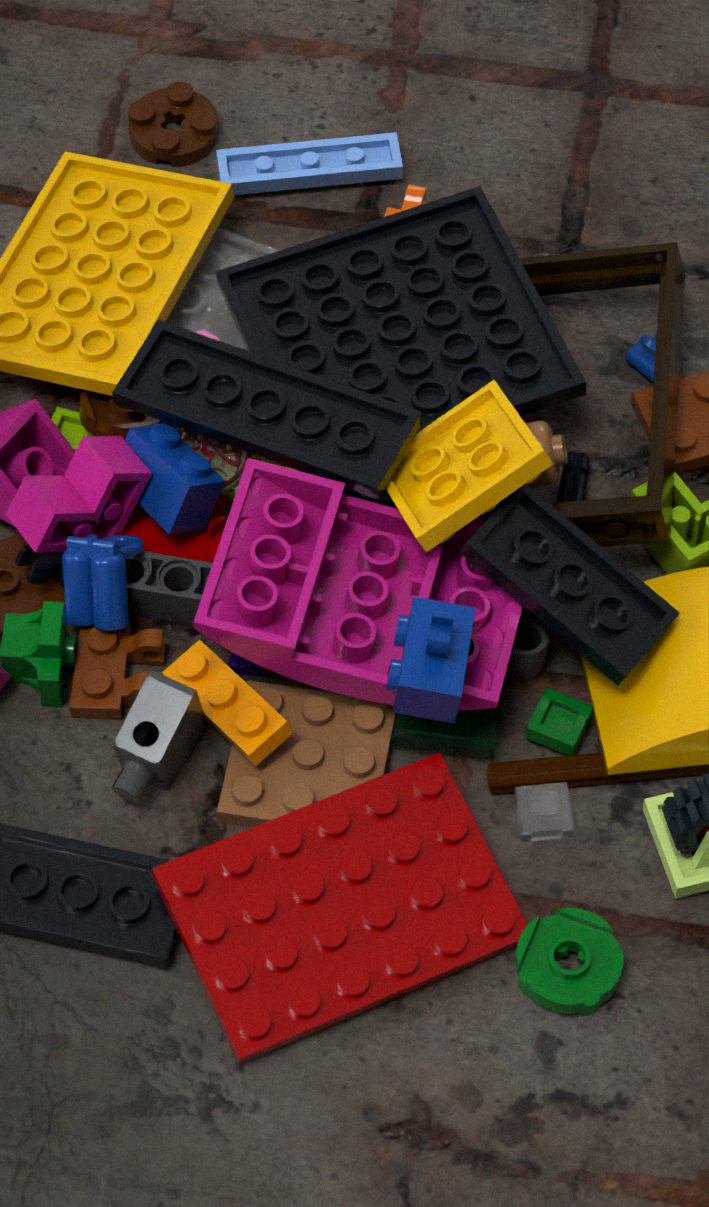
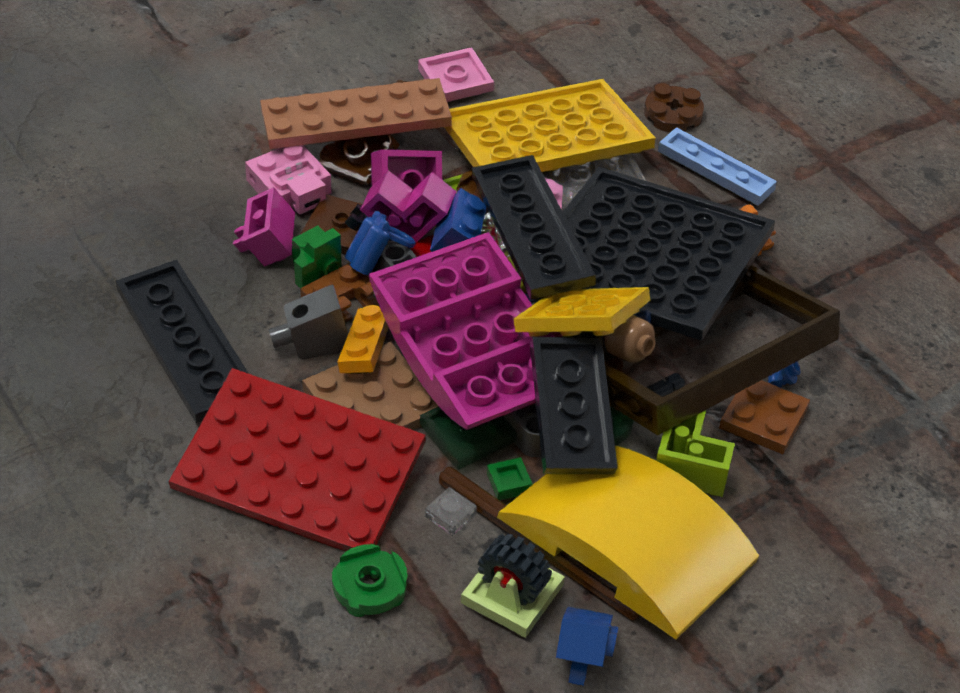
camera: 45 degrees right, 10 degrees down
(432, 661) = (452, 375): blue brick -> none

